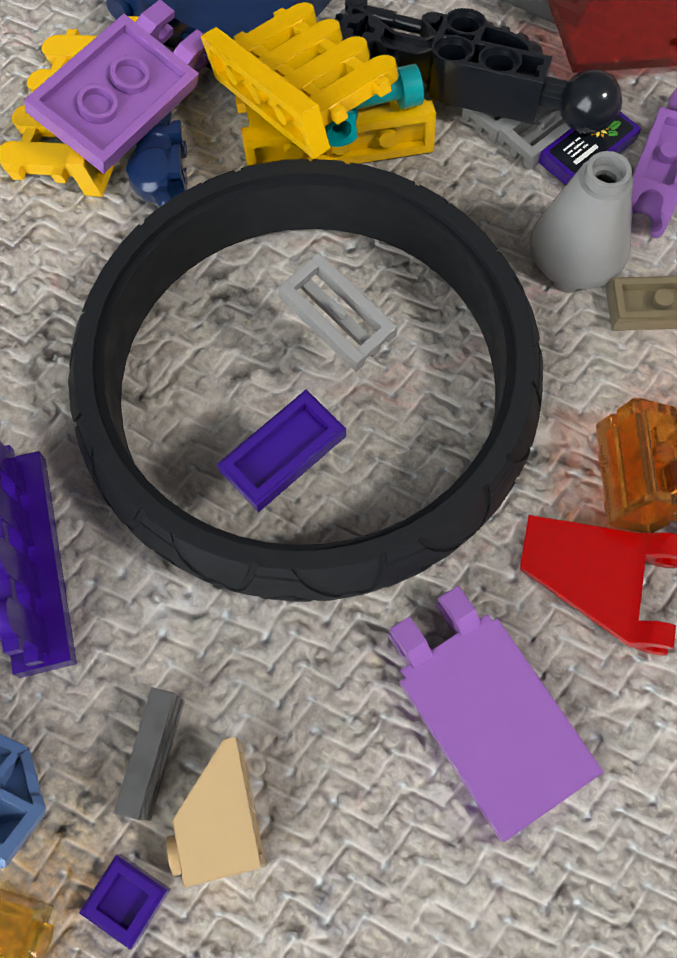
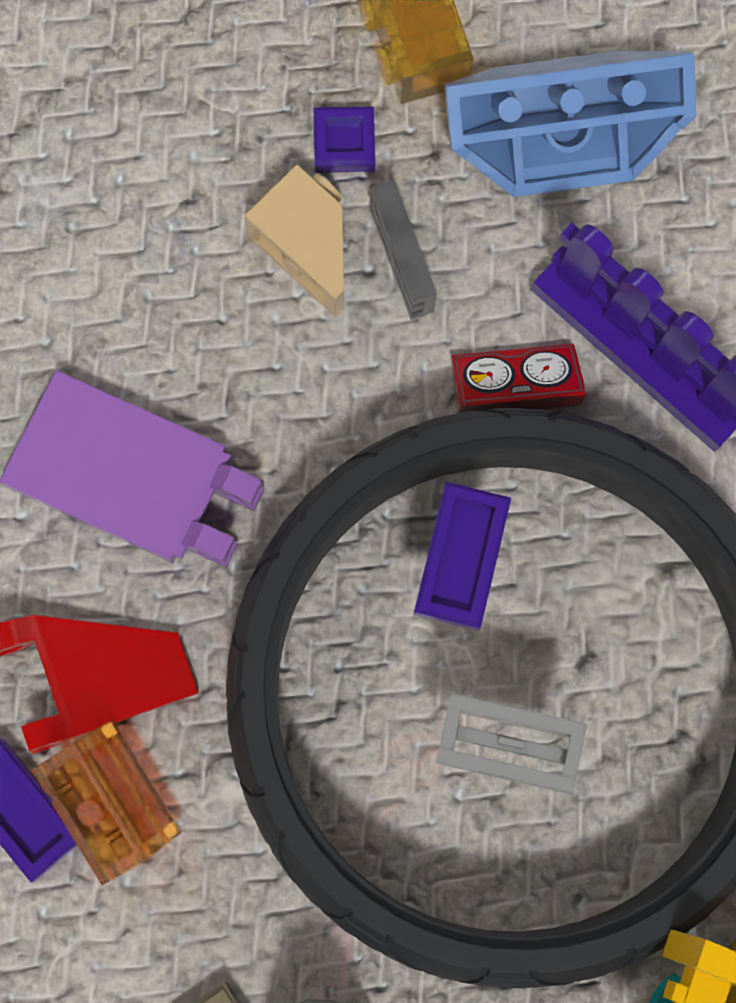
camera: 140 degrees right, 10 degrees up
(141, 593) = (518, 379): none -> slope

